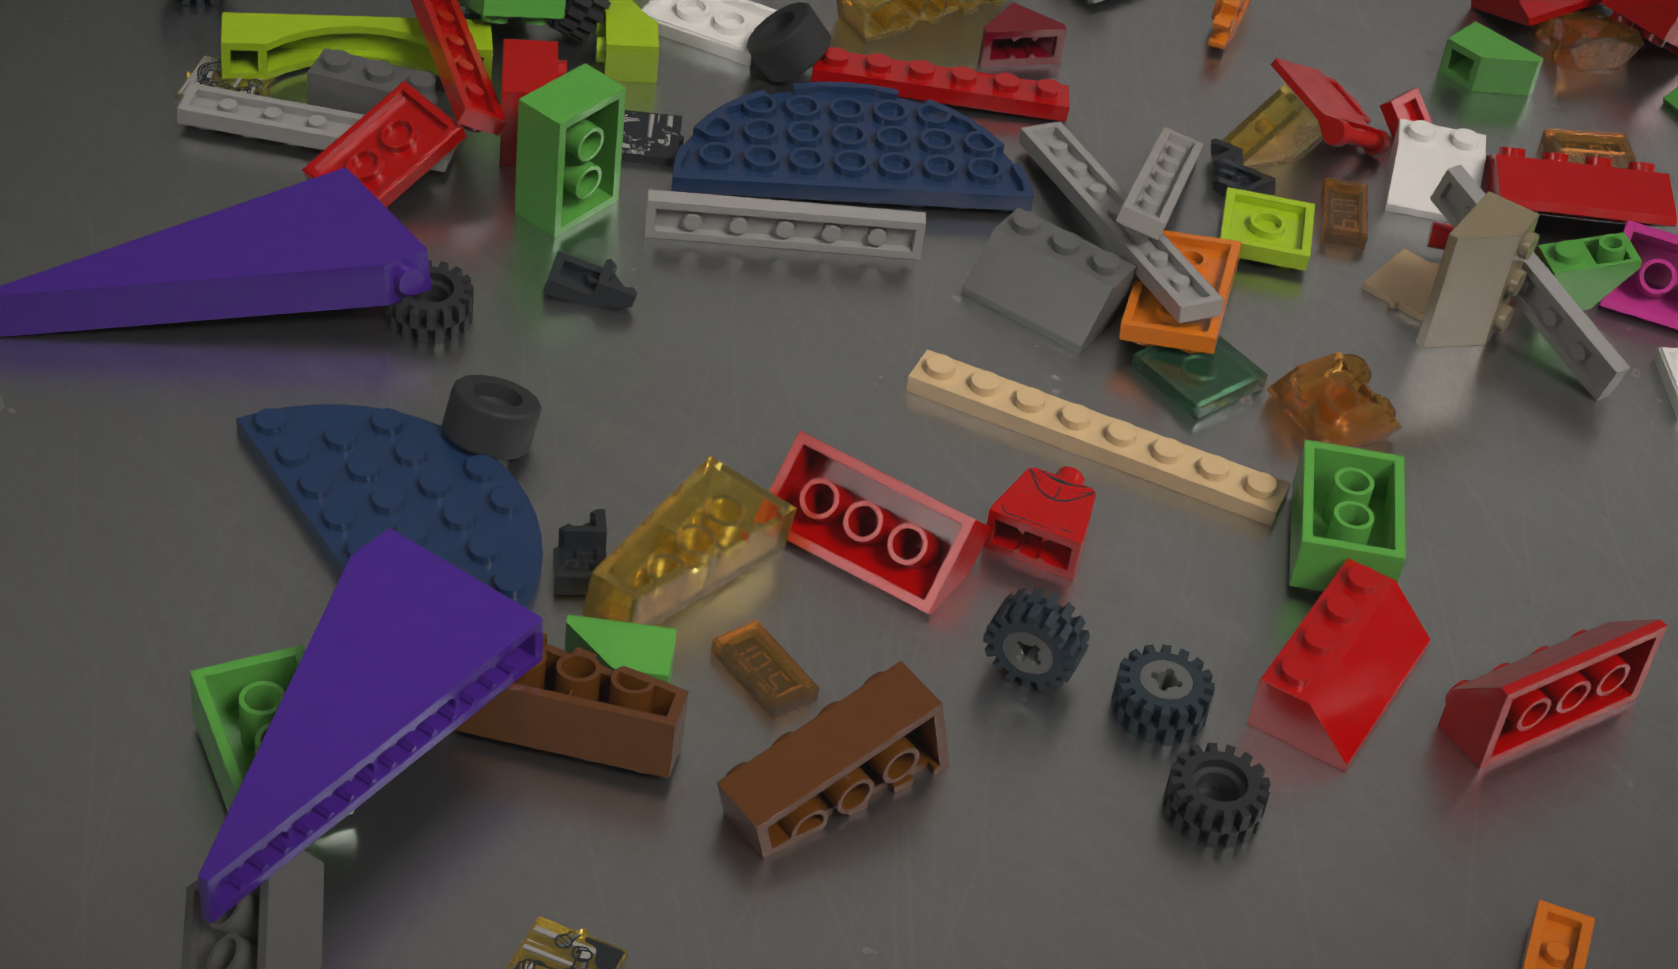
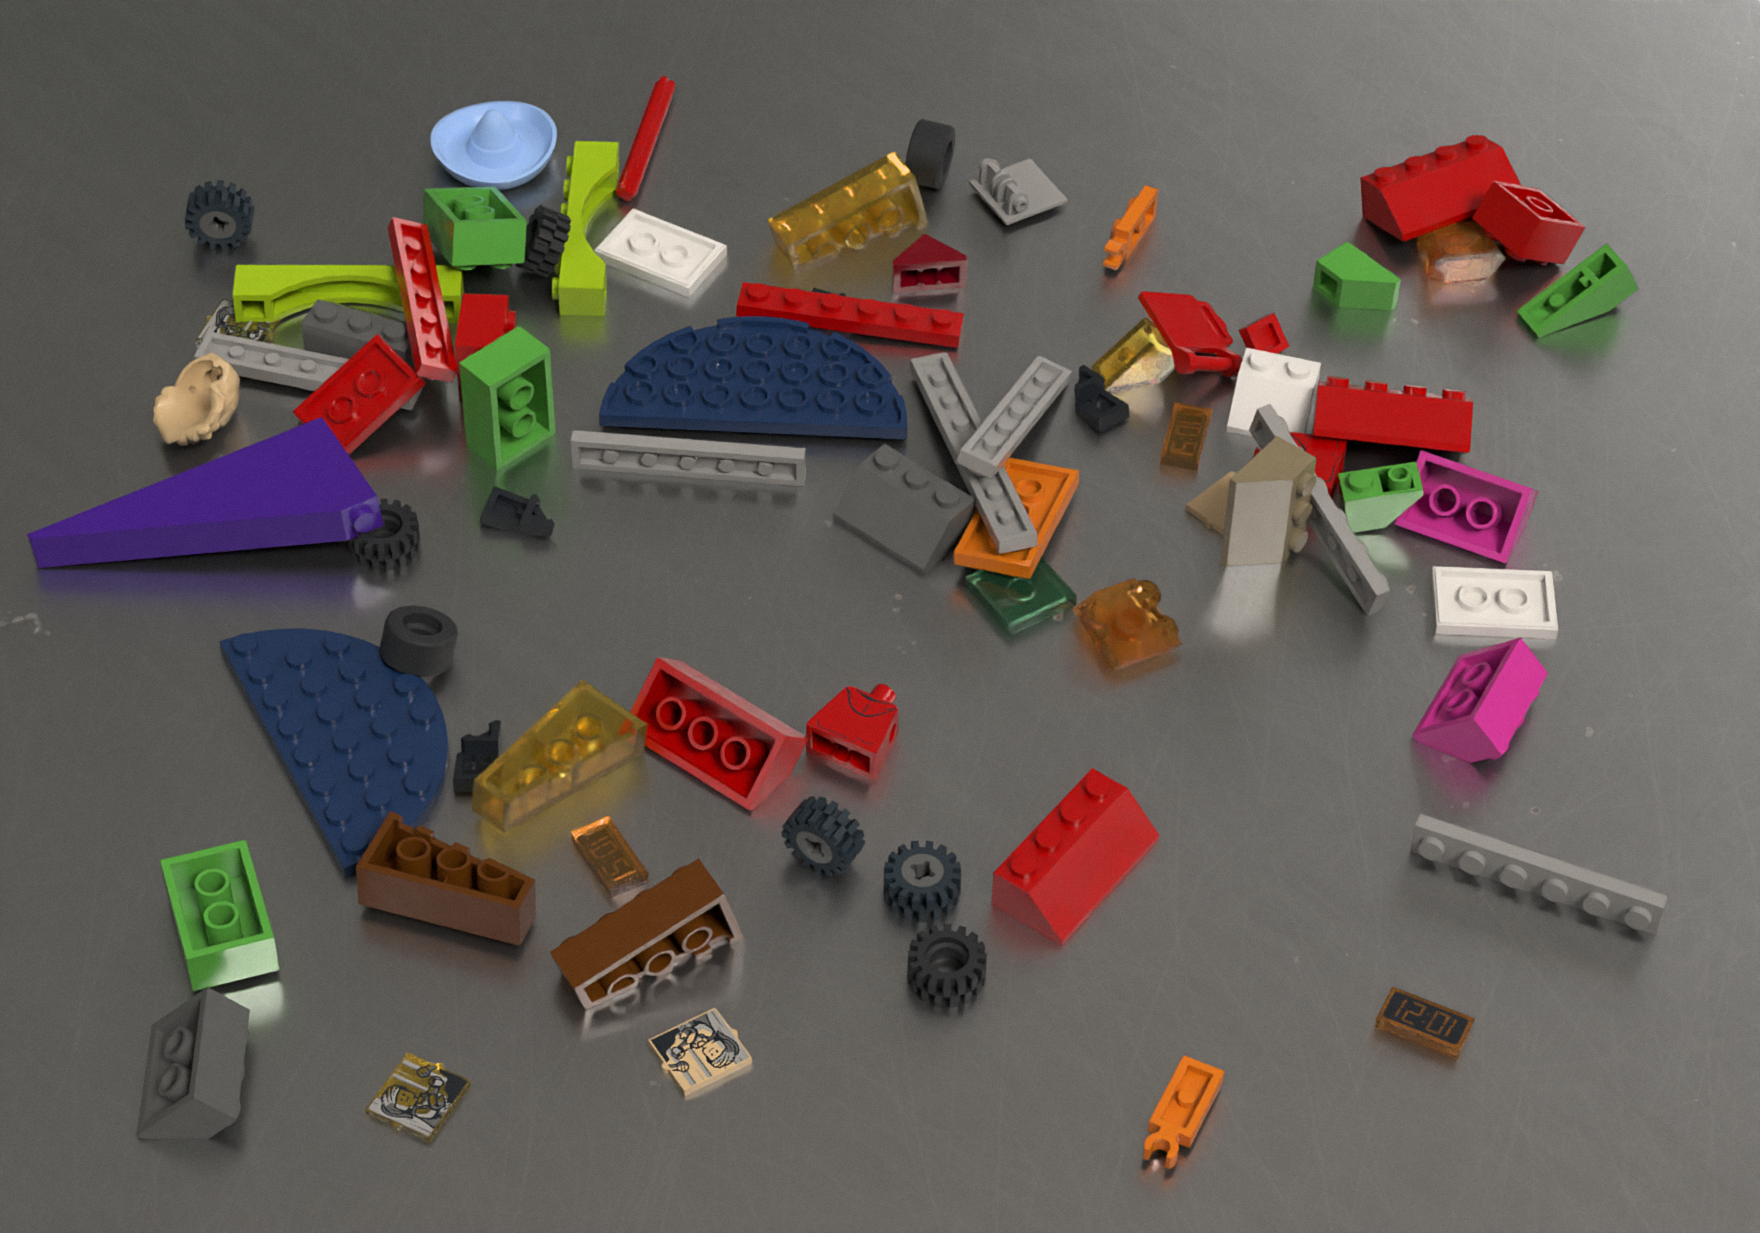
camera: 10 degrees right, 5 degrees up
(188, 153) = (199, 401): none -> tan piece
(384, 679) = (304, 865): dark purple slope -> none
(622, 643) = (503, 841): bright green slope -> none
(651, 137) = (583, 370): piece -> none
(789, 42) = (719, 278): black tyre -> none
(922, 908) = (700, 1051): none -> piece
(1099, 437) = (921, 653): tan plate -> none
(1270, 228) = (1110, 453): lime plate -> none
(1345, 508) = (1106, 726): bright green brick -> none
(1550, 690) = (1241, 882): red slope -> none
(1587, 143) = (1428, 367): clear orange tile -> none

